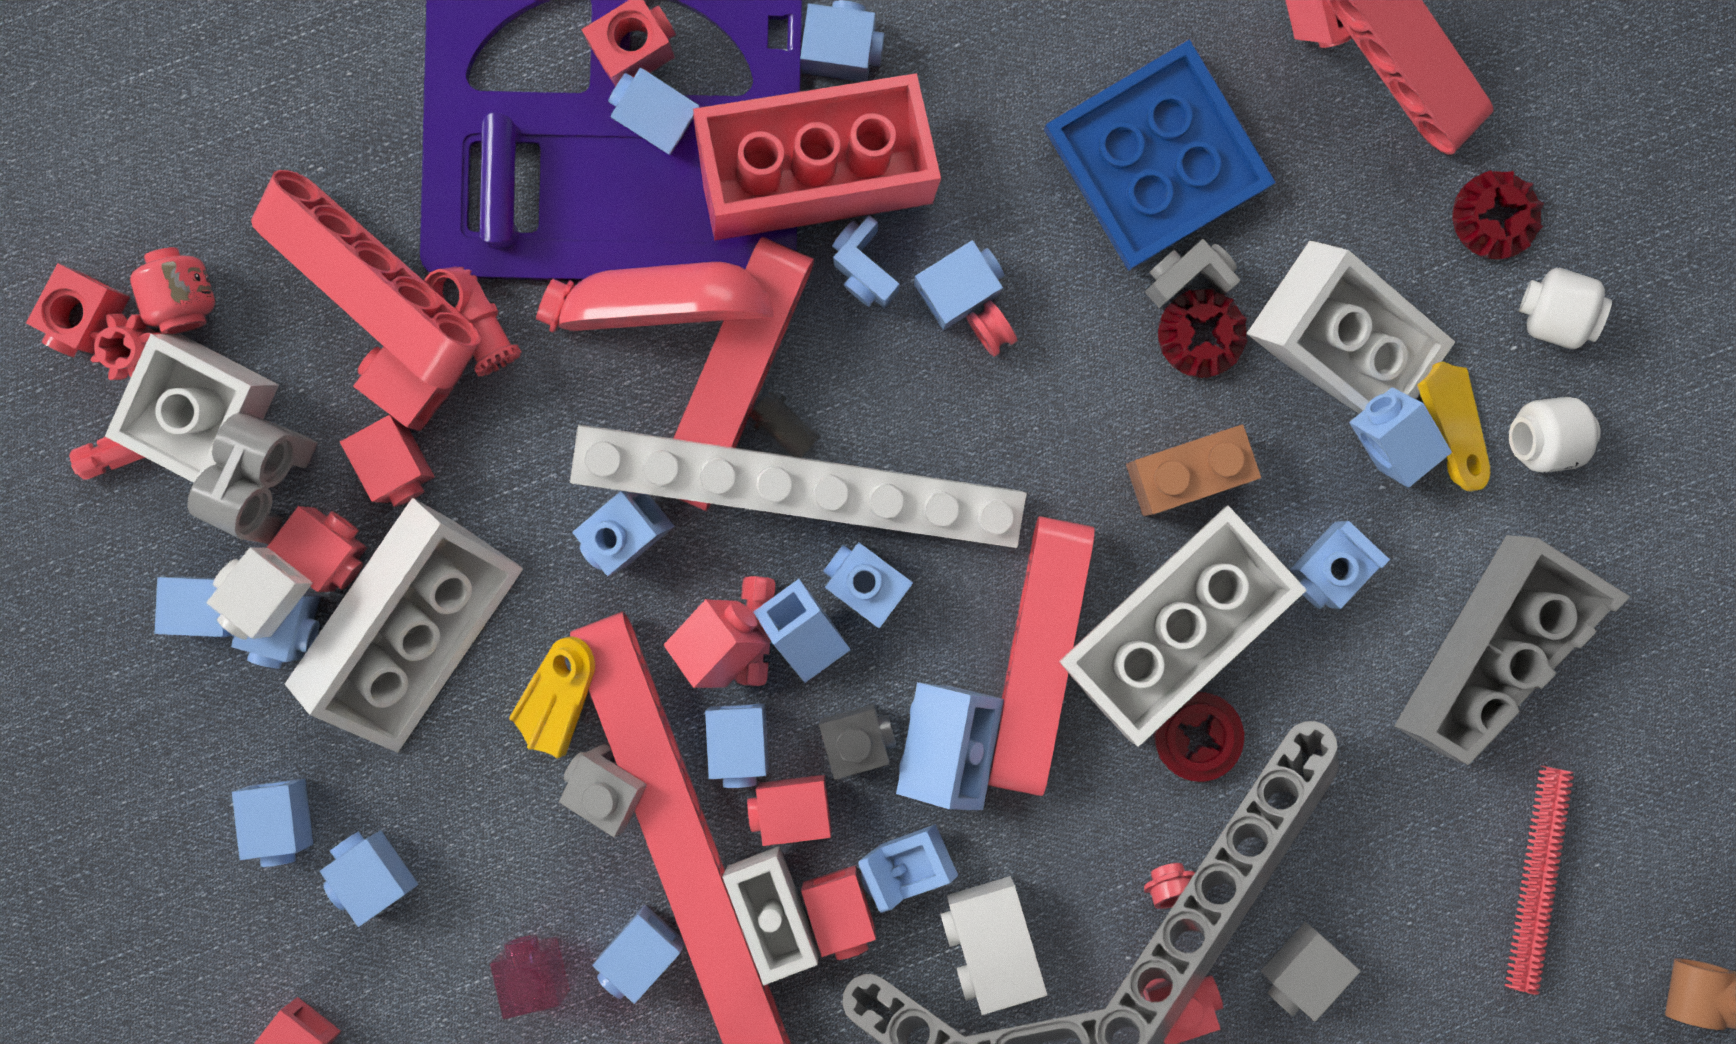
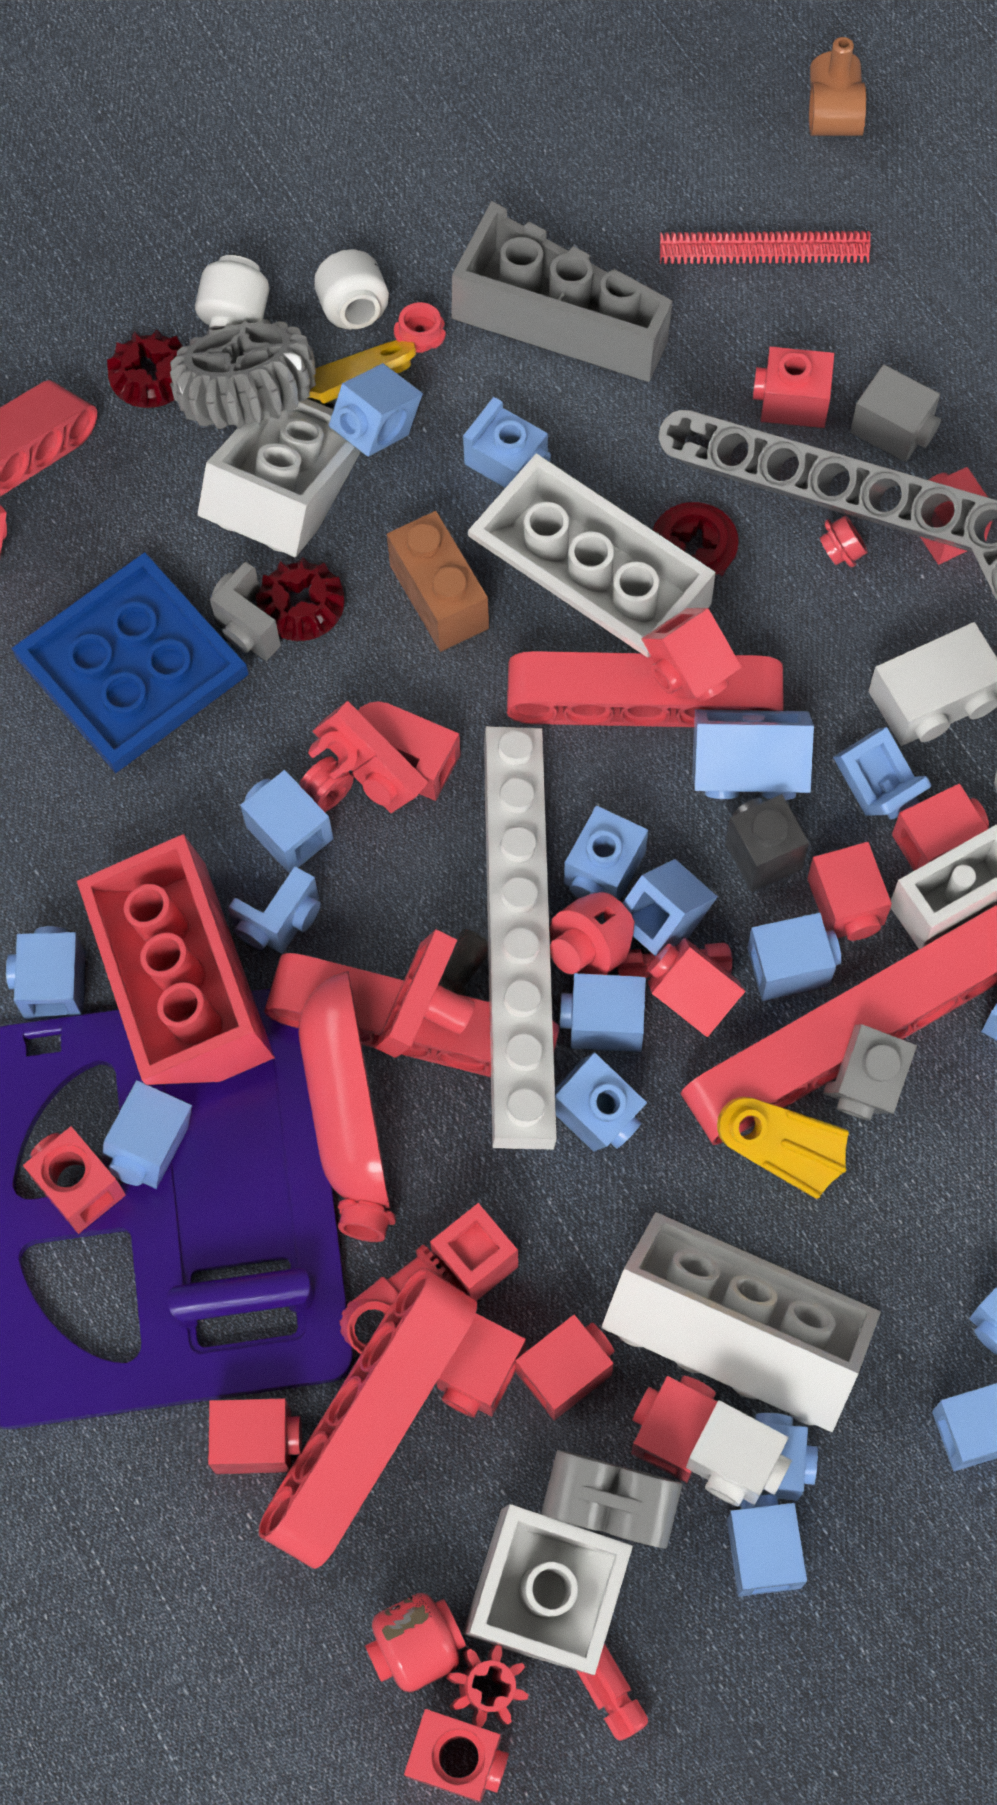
camera: 100 degrees left, 20 degrees down
(374, 176) = (252, 1436): none -> coral brick
(495, 395) = (475, 1252): none -> coral brick
(712, 555) = (605, 1012): none -> light blue brick
(732, 382) = (424, 998): none -> coral tile
(774, 547) = (584, 944): none -> coral piece
(1012, 361) = (371, 758): none -> coral plate
(1034, 396) = (422, 743): none -> coral leg
(1044, 702) = (691, 655): none -> coral brick
(1359, 875) = (795, 387): none -> coral brick
(1461, 305) = (243, 373): none -> light grey gear
(1511, 505) = (424, 318): none -> coral plate

